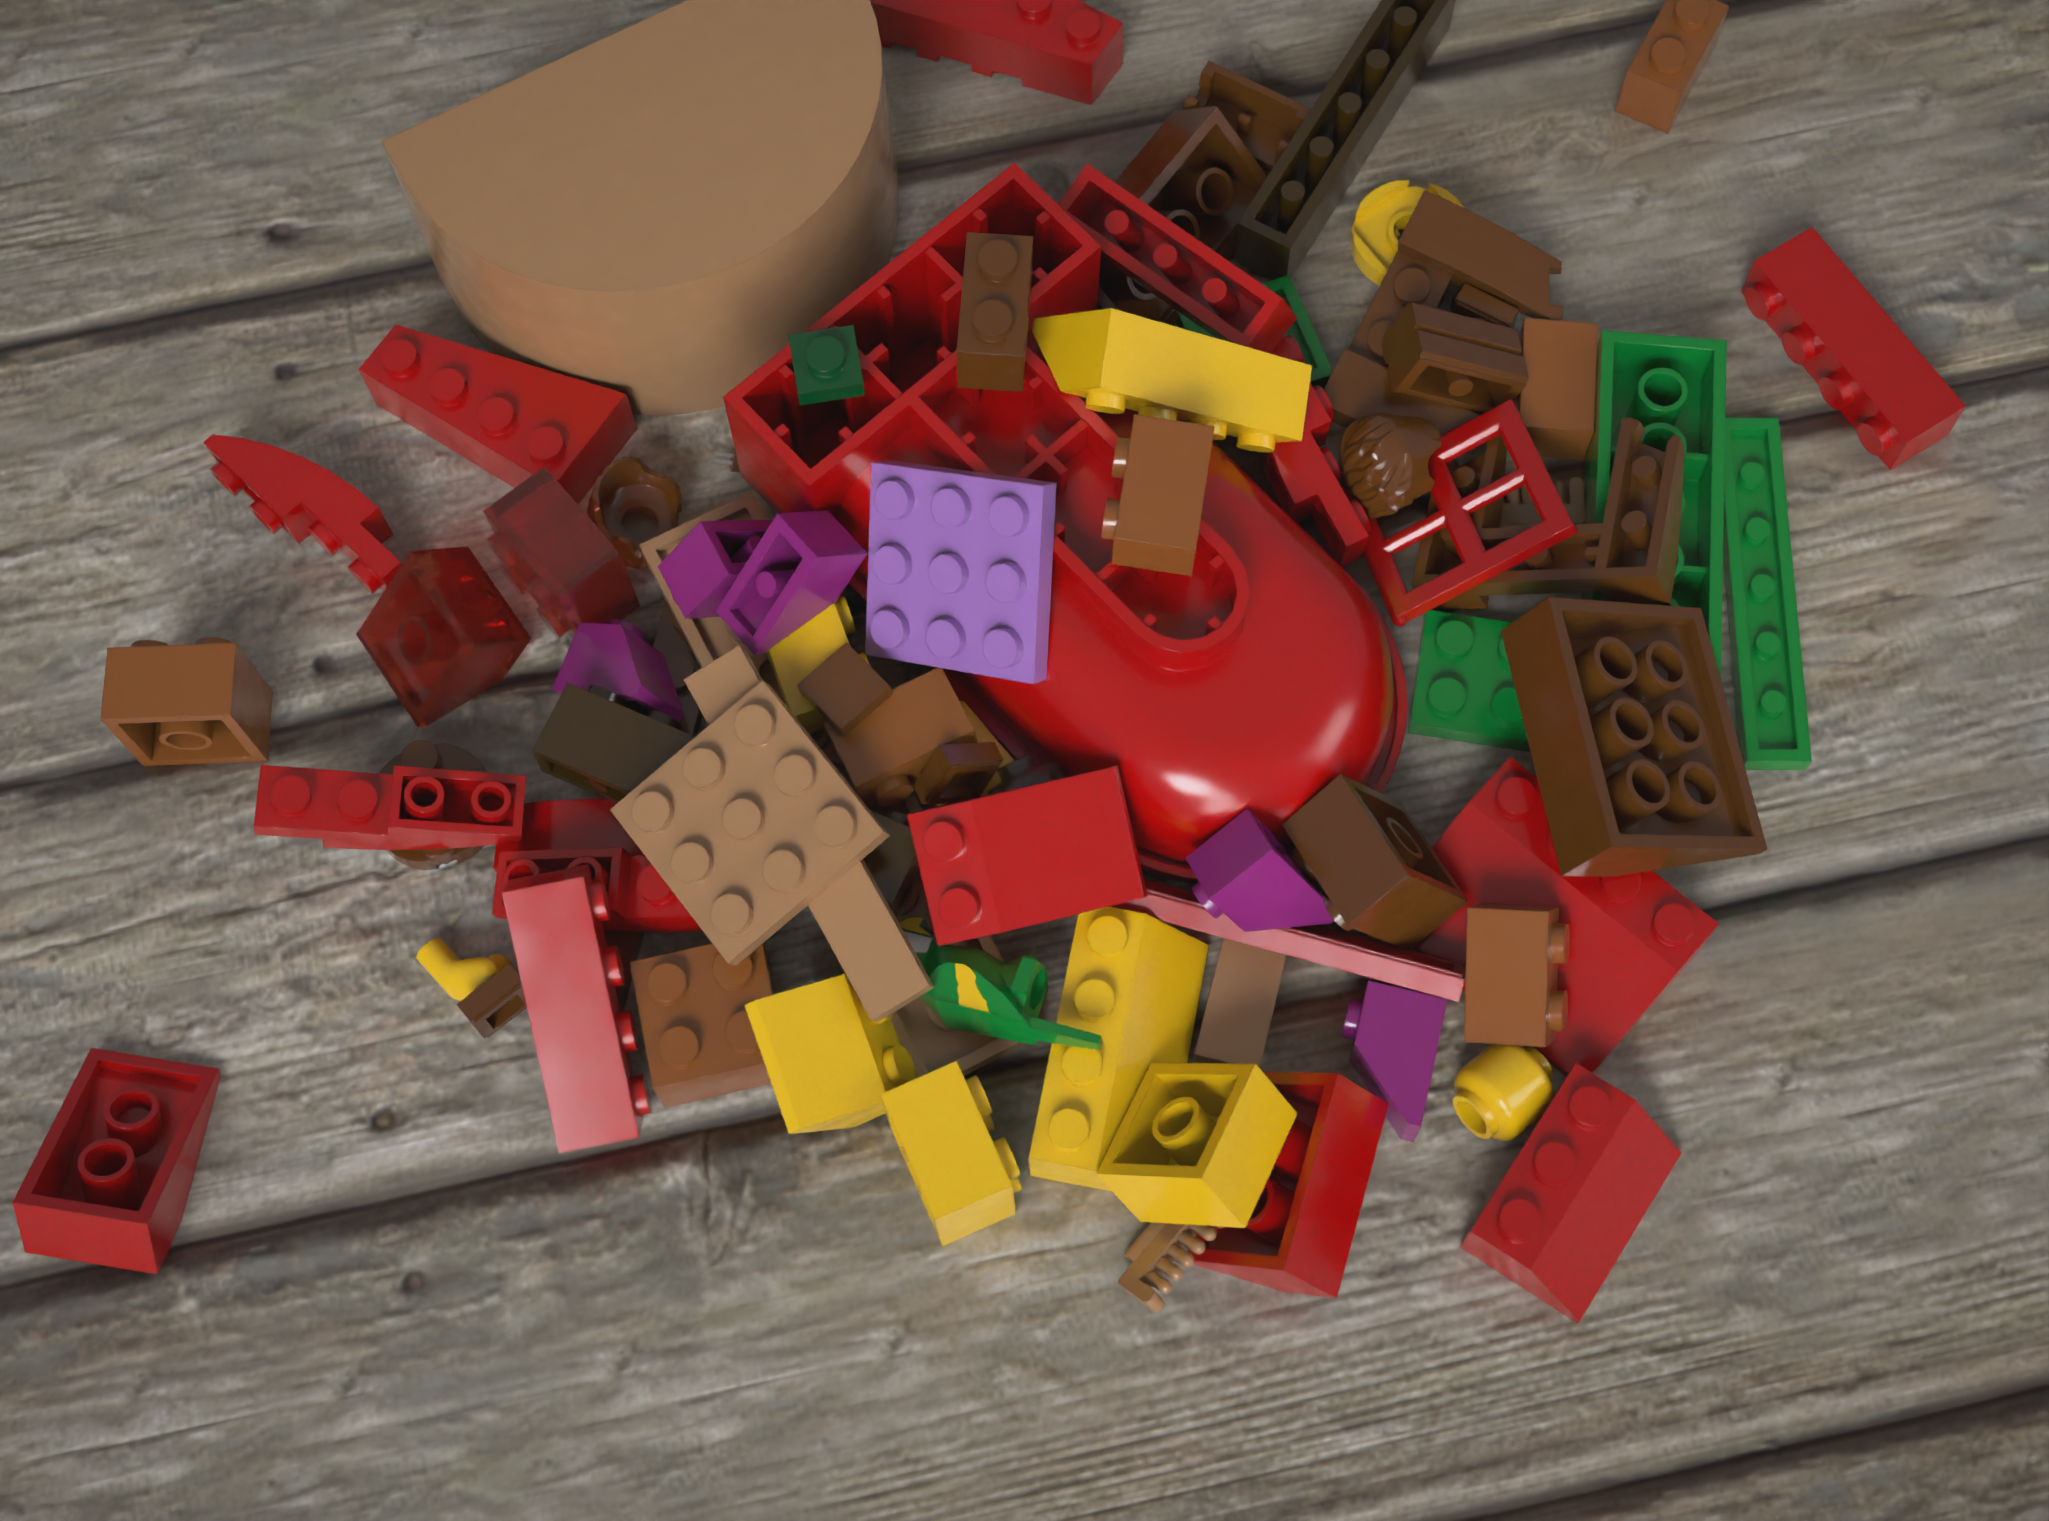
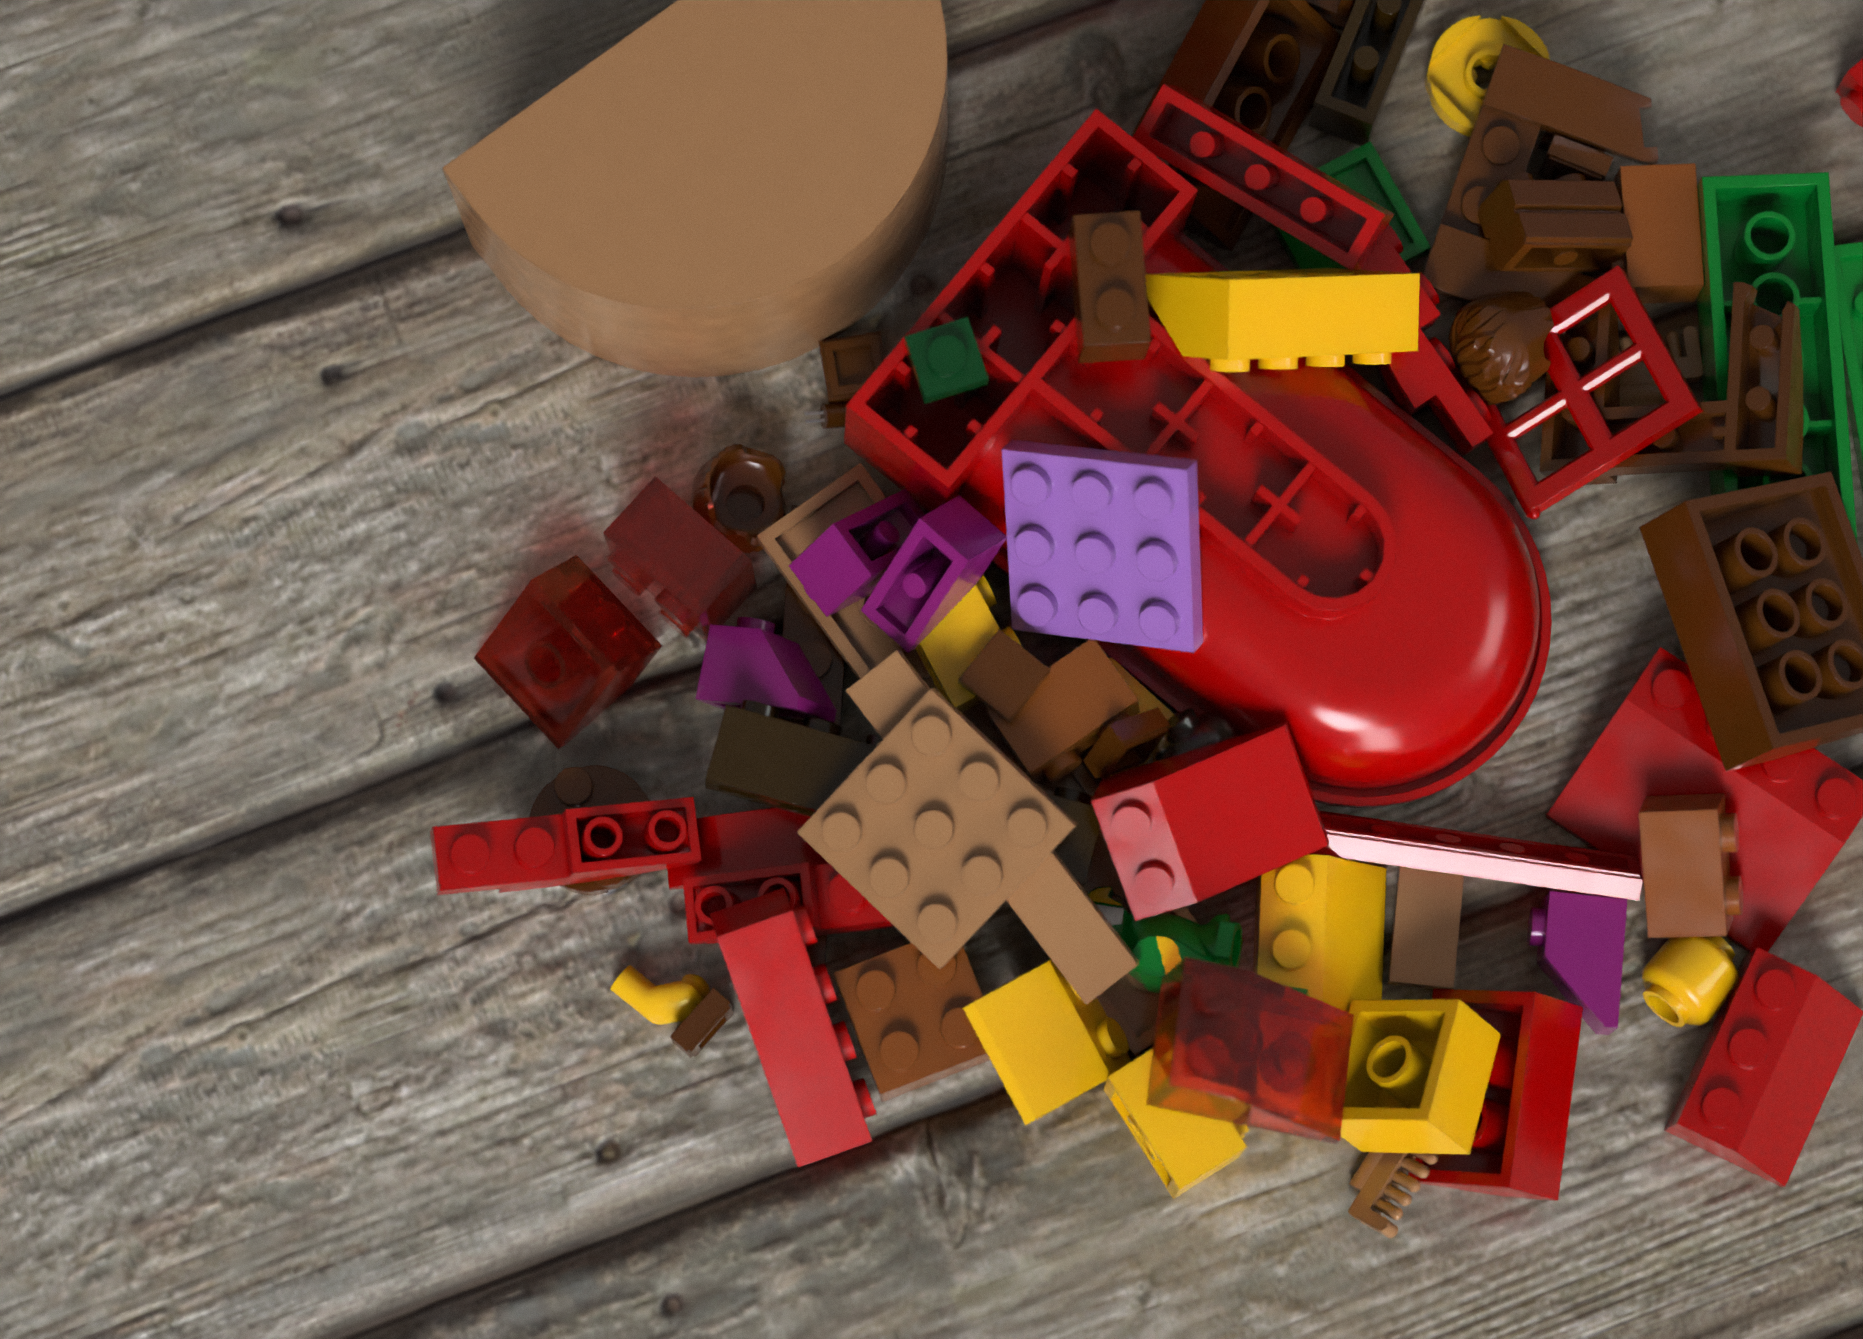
camera: 10 degrees left, 10 degrees up
(117, 1162) = (367, 1230): red slope -> none
(187, 703) = (332, 763): dark orange brick -> none
(305, 502) = (386, 518): red slope -> none
(500, 409) = (582, 404): red wedge -> none
(1031, 1088) = (1249, 1052): none -> clear red slope
(1160, 496) = (1299, 457): dark orange brick -> none
(1255, 879) = (1432, 809): magenta slope -> none
(1372, 864) = (1541, 776): reddish brown brick -> none
(1465, 683) = (1602, 560): green plate -> none

